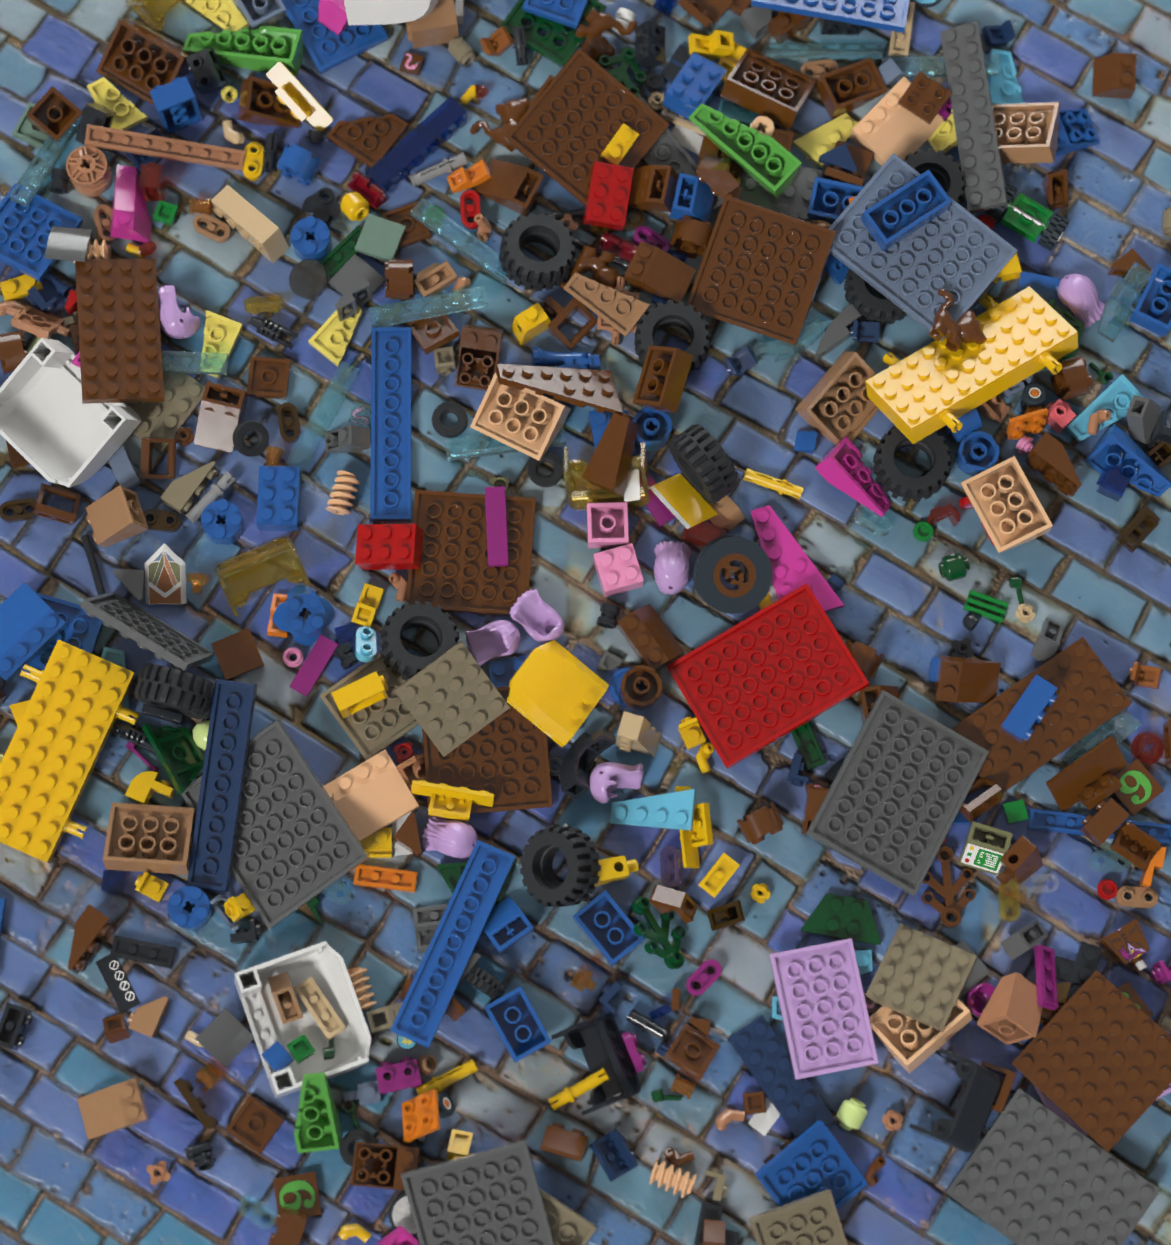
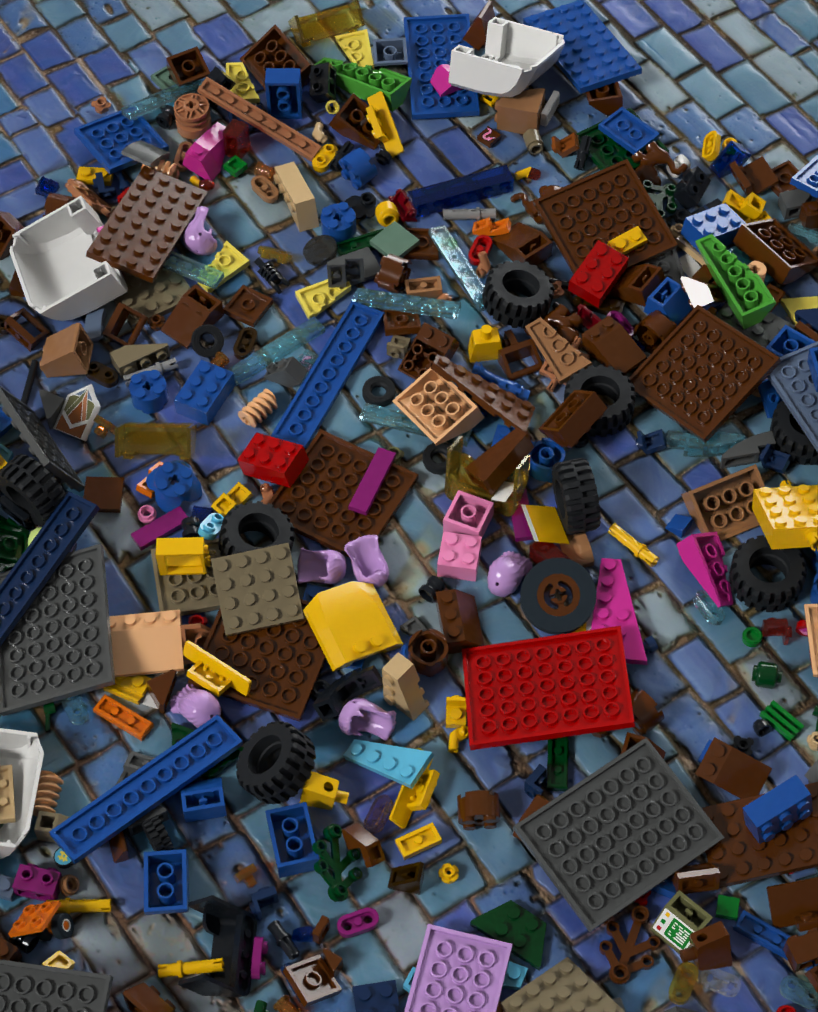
camera: 30 degrees right, 20 degrees down
(368, 137) = (424, 171): reddish brown plate -> none

